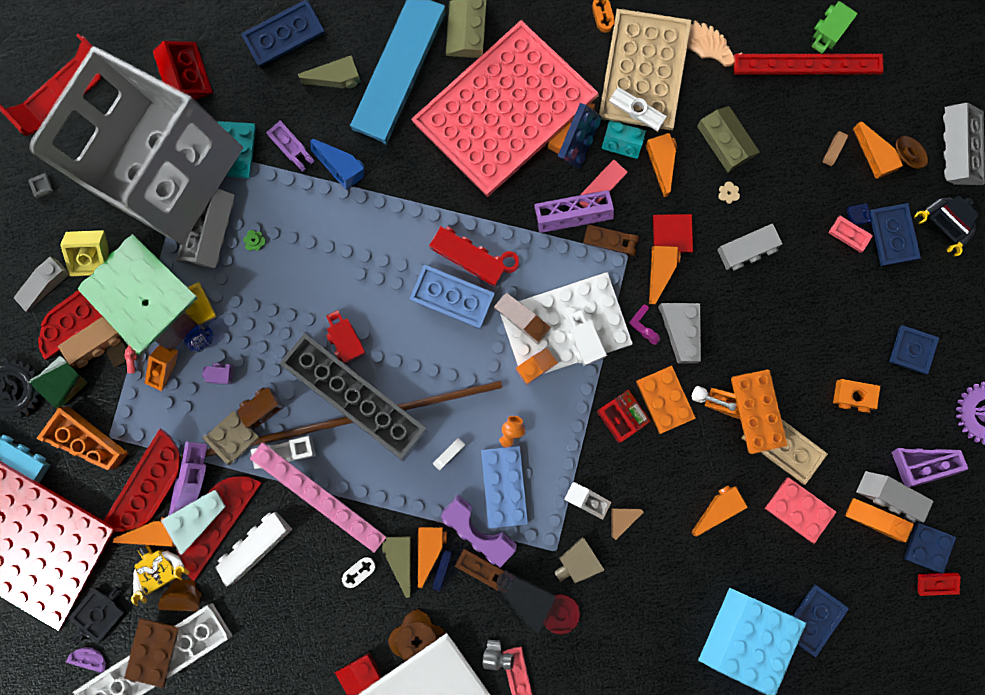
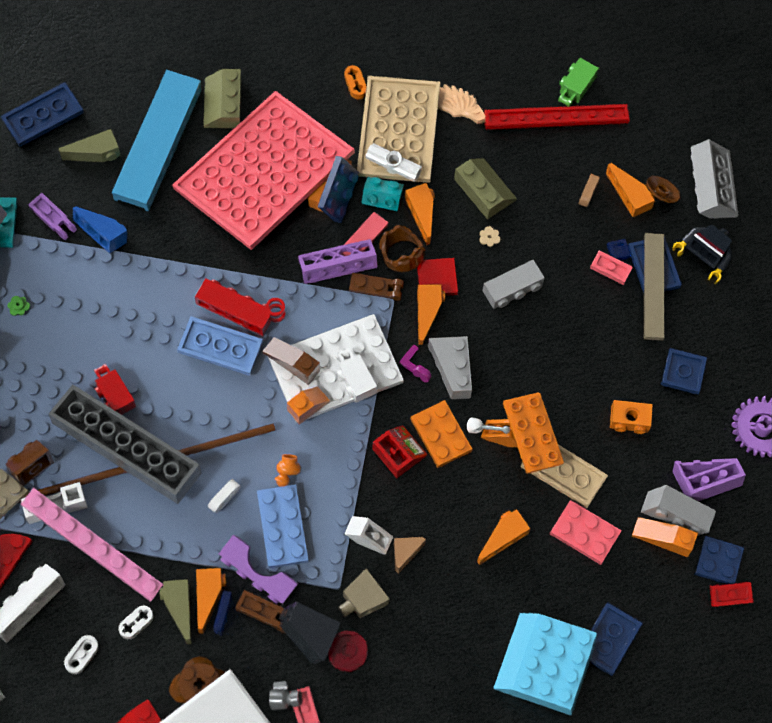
camera: 10 degrees left, 15 degrees down
(305, 601) = (79, 654): none -> white plate
(640, 220) = (404, 263): none -> reddish brown piece
(893, 259) = (653, 286): none -> dark tan tile

